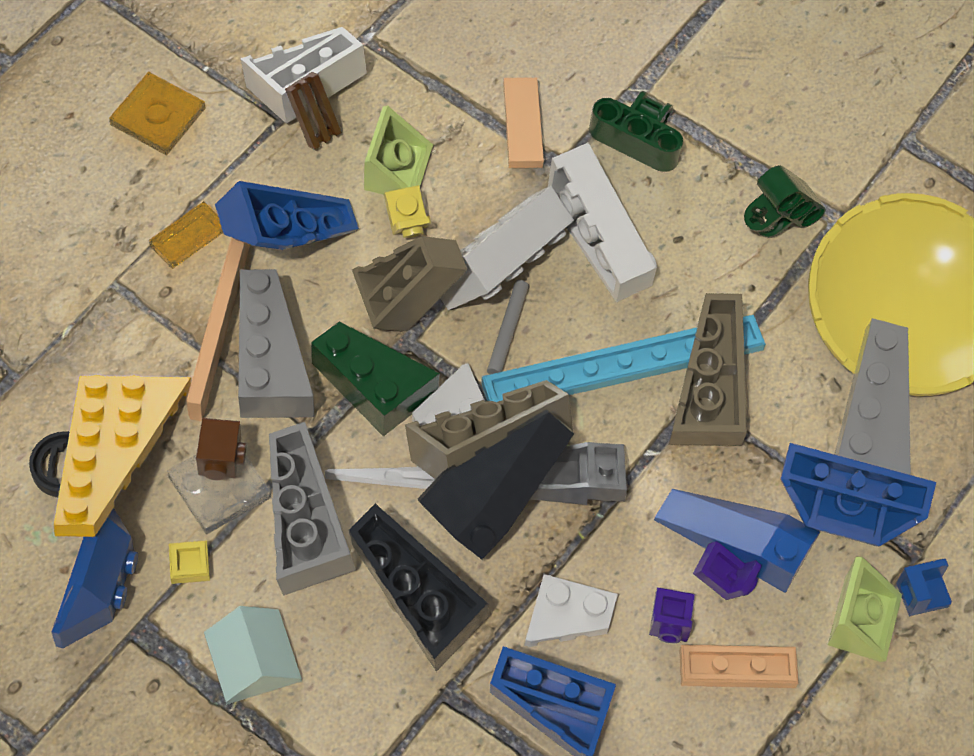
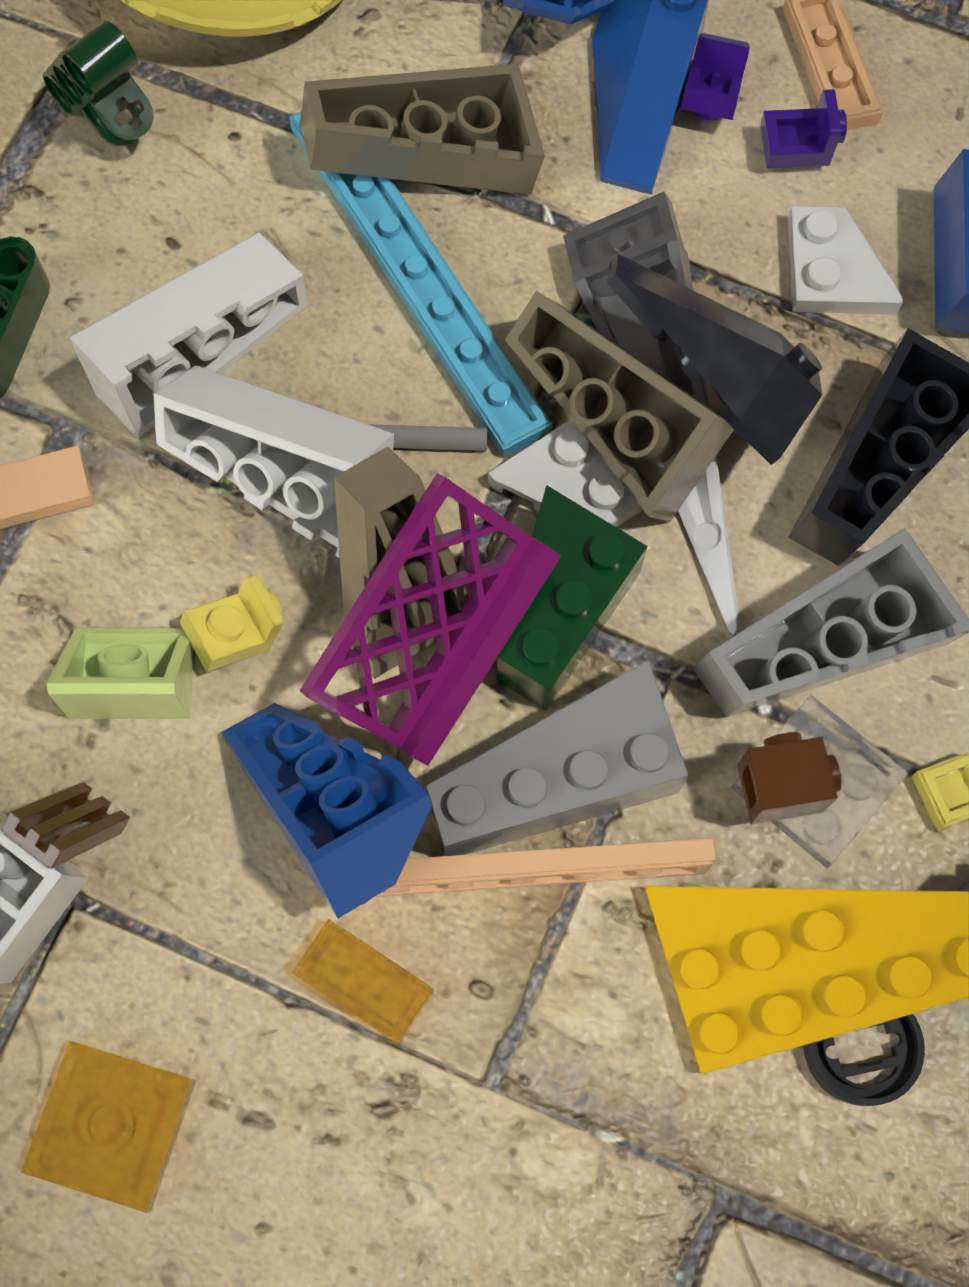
camera: 100 degrees left, 10 degrees up
(356, 311) = (464, 642): none -> magenta fence

